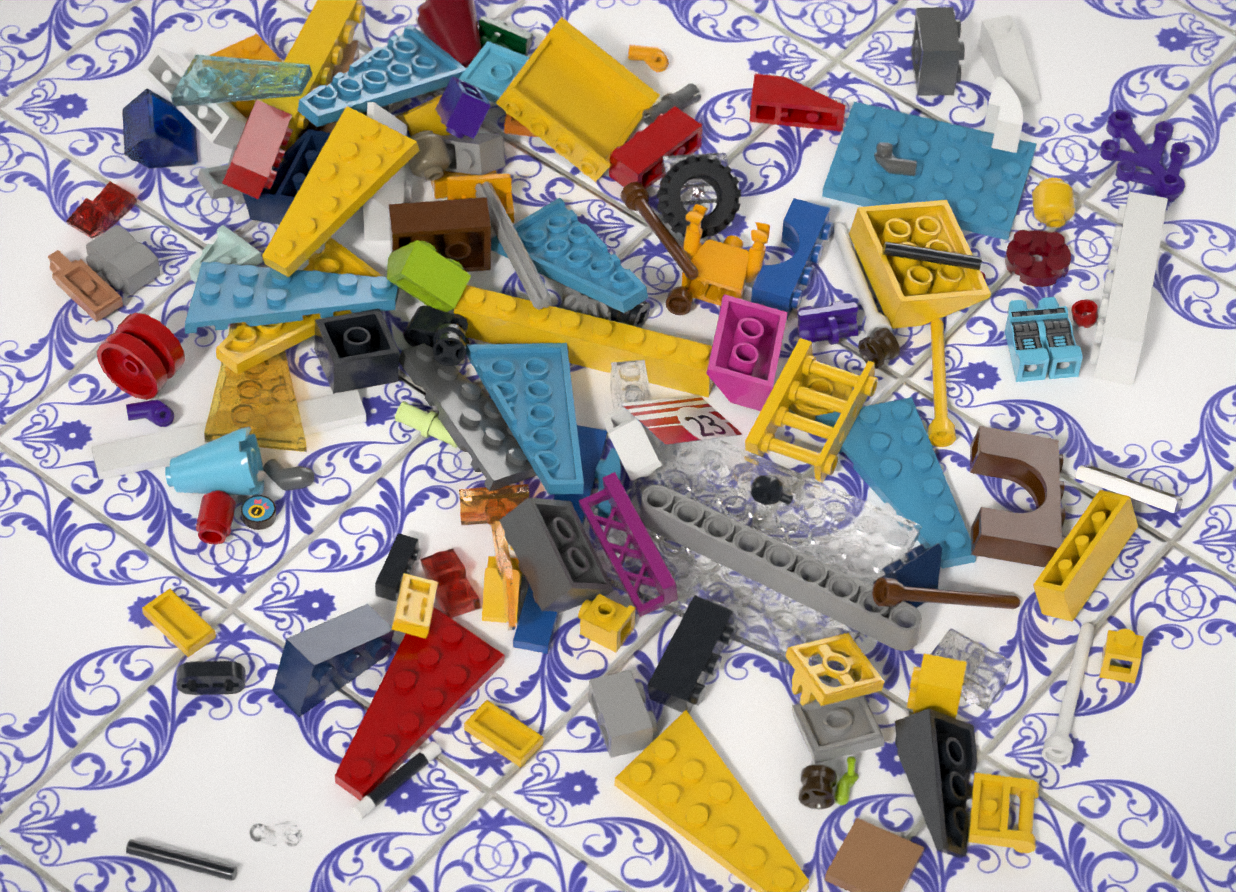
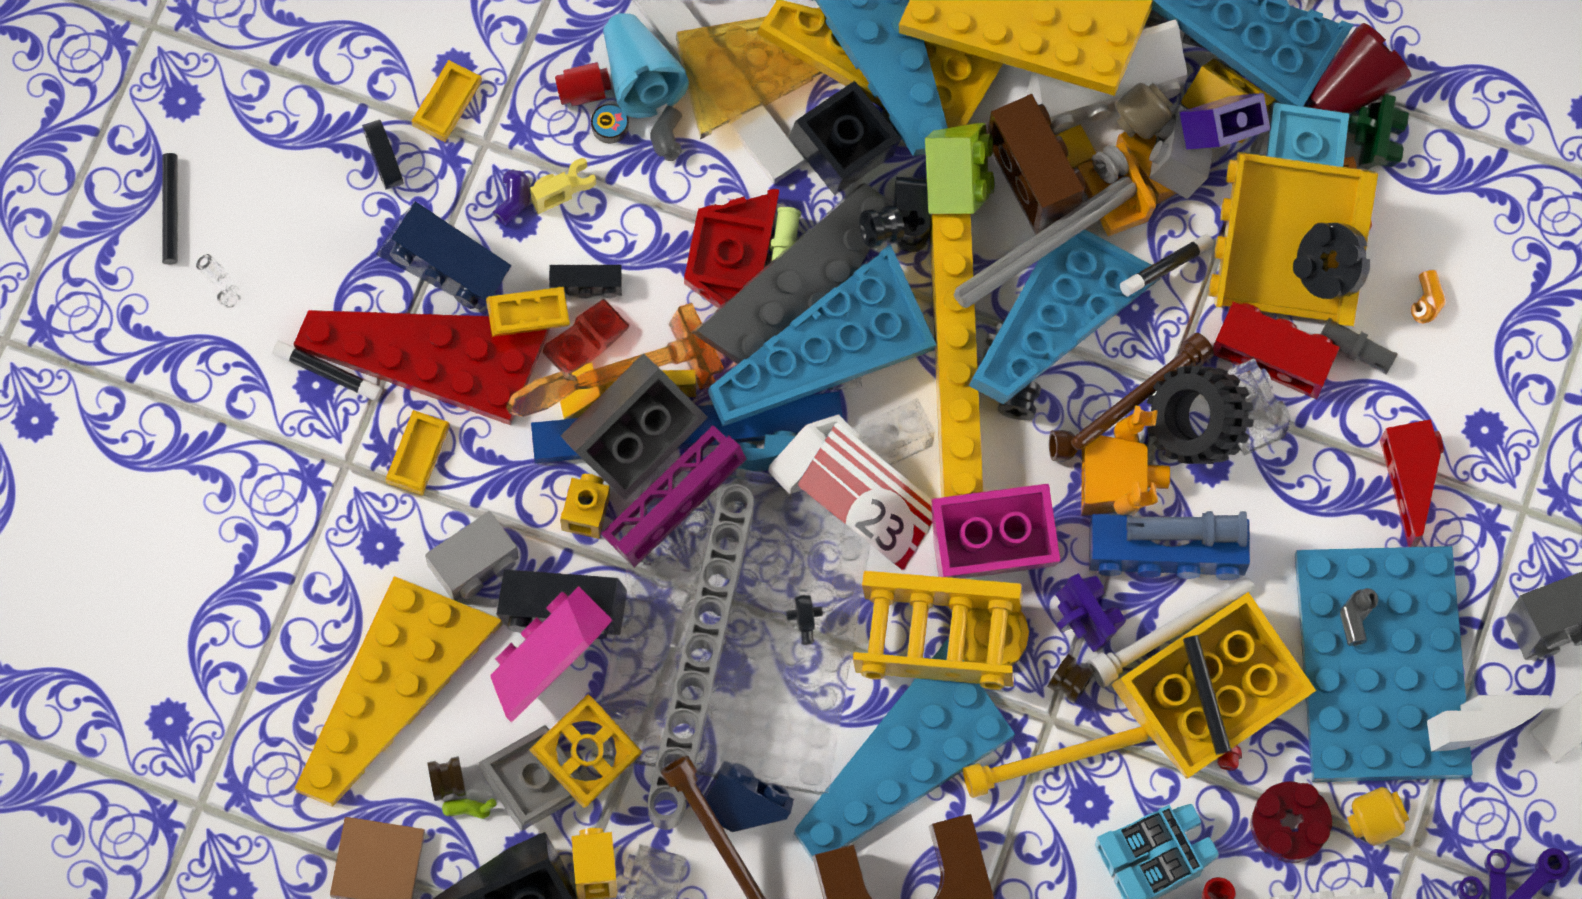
camera: 70 degrees right, 20 degrees up
(296, 593) = (517, 196): none -> dark purple arm
(304, 563) = (554, 190): none -> light yellow plate
(418, 460) = (730, 246): none -> red wing
(460, 182) = (1110, 164): none -> light grey bush
(557, 190) = (1166, 264): none -> black bar
(603, 96) = (1313, 255): none -> black plate
(745, 661) = (546, 650): none -> dark pink slope
(795, 217) = (1208, 528): none -> sand blue pin

